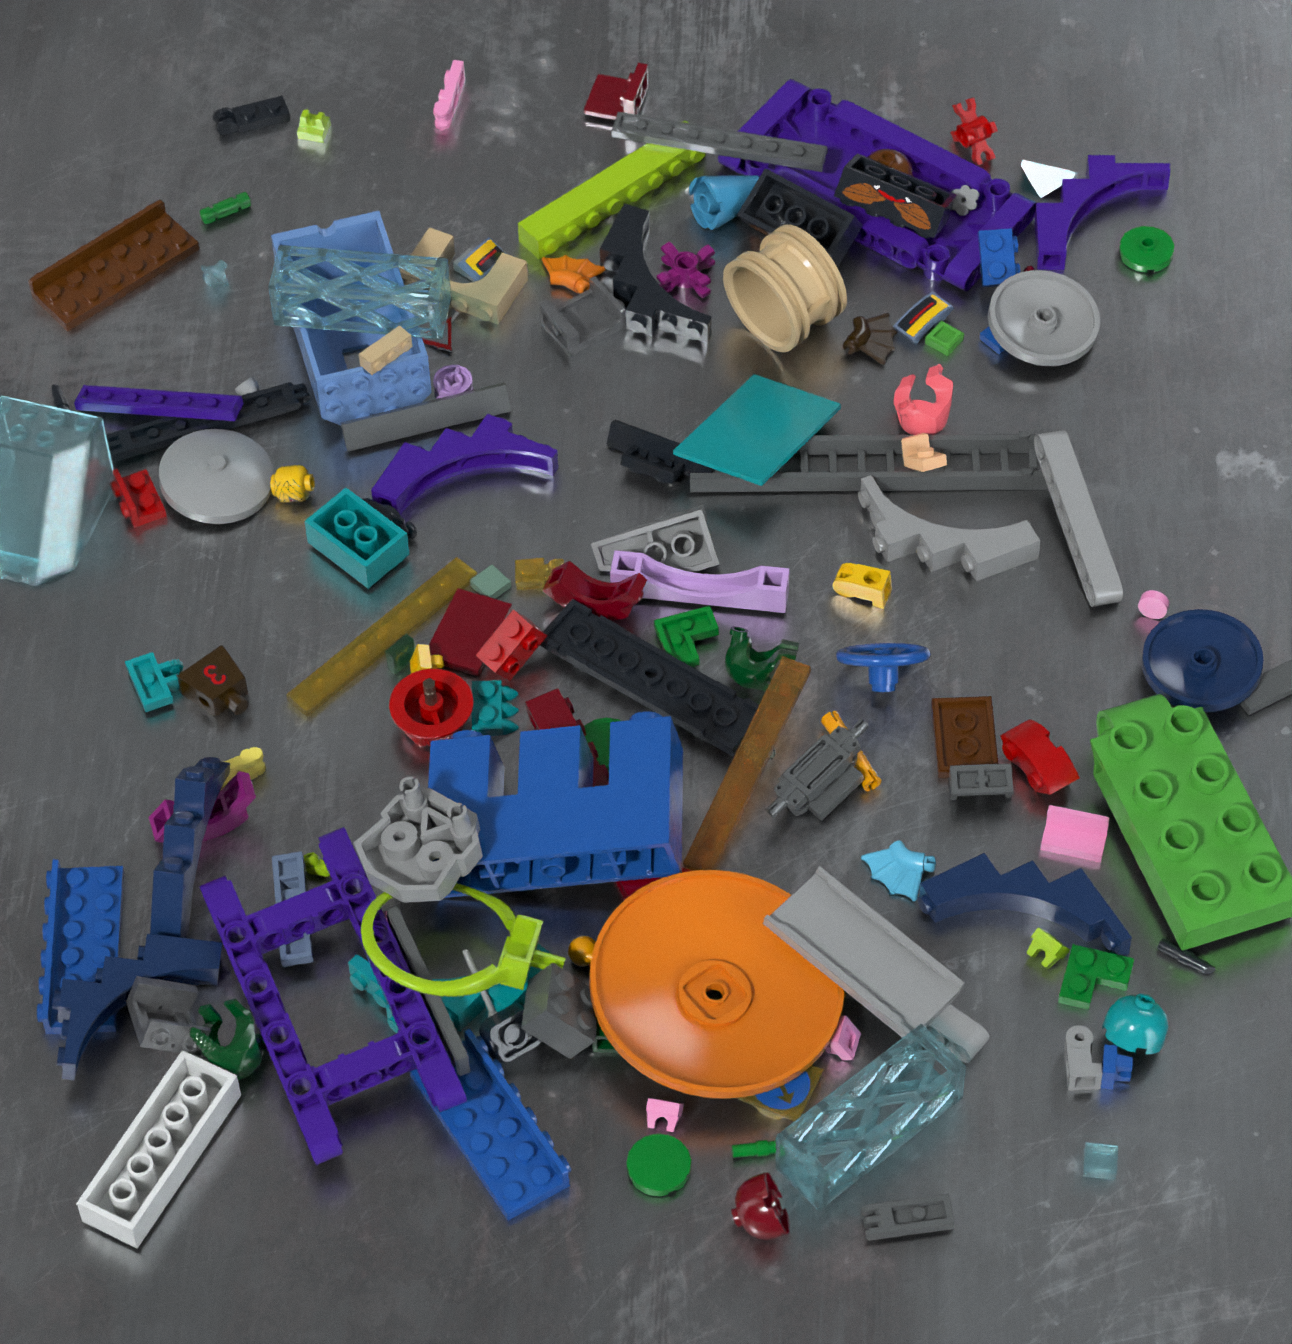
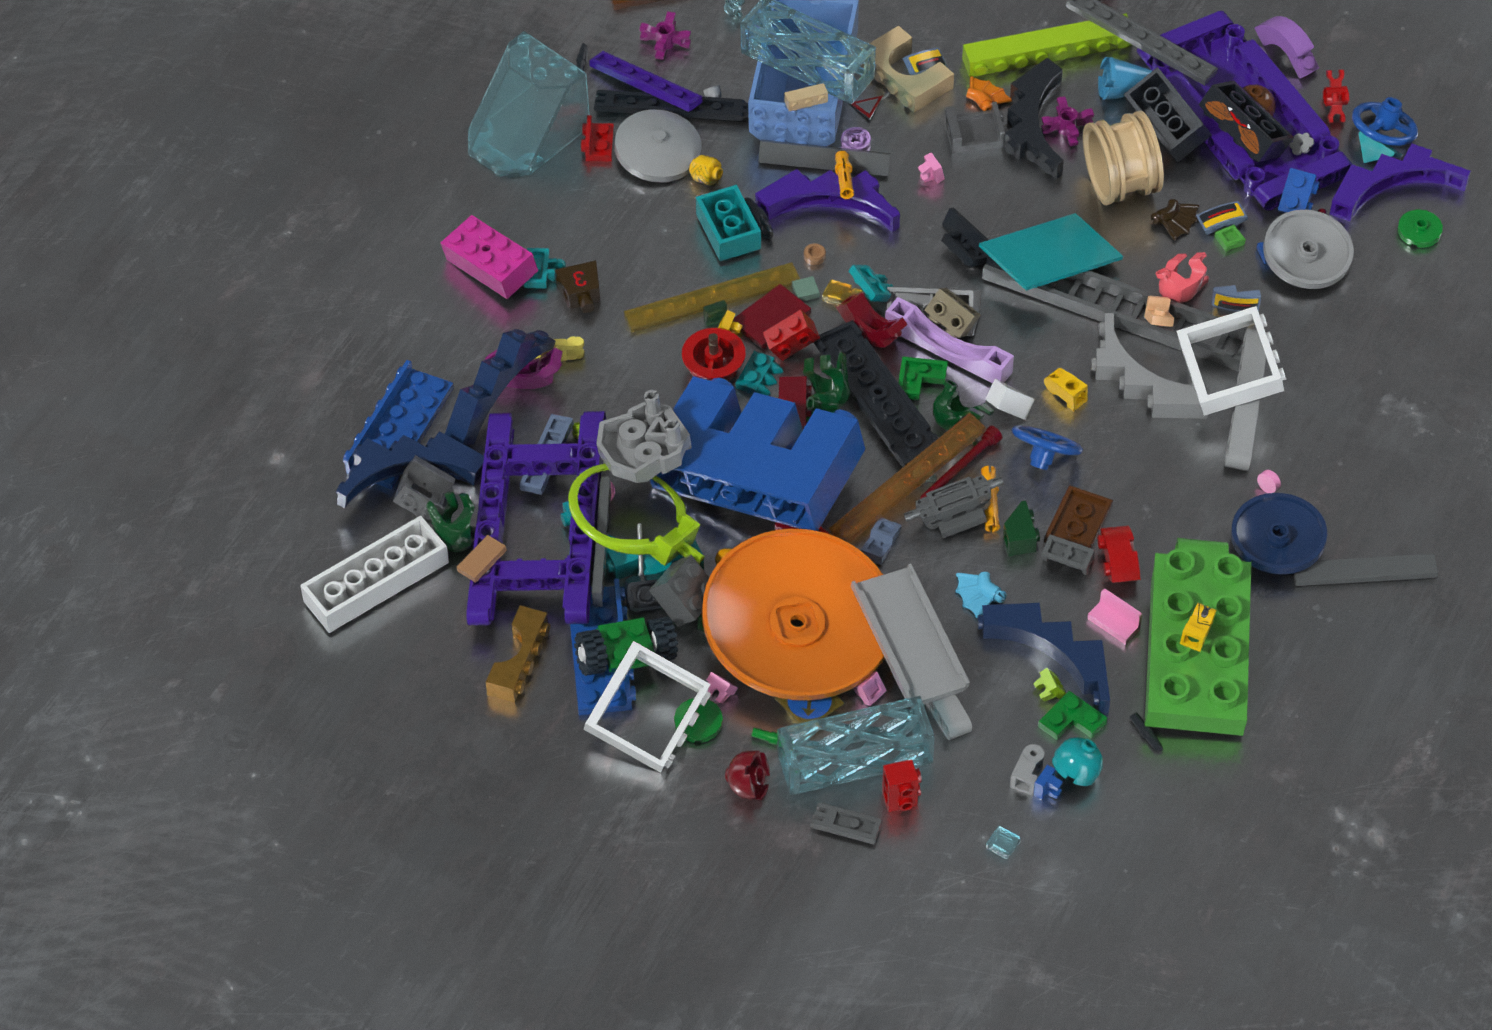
camera: 25 degrees right, 0 degrees up
(85, 690) = (489, 256): none -> dark pink brick
(151, 339) = (665, 35): none -> magenta pin
(294, 1074) = (481, 558): none -> medium nougat tile
(397, 1208) = (508, 677): none -> pearl gold arch
(462, 422) = (844, 169): none -> light orange pin
(477, 537) = (814, 254): none -> medium nougat tile
(528, 1109) = (611, 642): none -> plate
(561, 384) = (931, 169): none -> bright pink tile
(569, 546) = (872, 284): none -> teal hinge
(595, 698) = (828, 393): none -> dark green piece
(653, 1169) = (666, 667): none -> white window
(687, 546) = (952, 313): none -> dark tan brick
(751, 850) = (881, 540): none -> sand blue slope
(792, 724) = (990, 437): none -> dark red piece
(806, 623) = (1009, 399): none -> white slope
(886, 83) = (1291, 40): none -> medium lavender arch
(909, 777) = (1019, 531): none -> dark green slope
(951, 1143) = (901, 785): none -> red brick
(989, 408) = (1229, 299): none -> slope
(1044, 136) = (1386, 119): none -> blue piece
(1046, 538) = (1238, 394): none -> white window
(1196, 807) = (1198, 626): none -> yellow leg

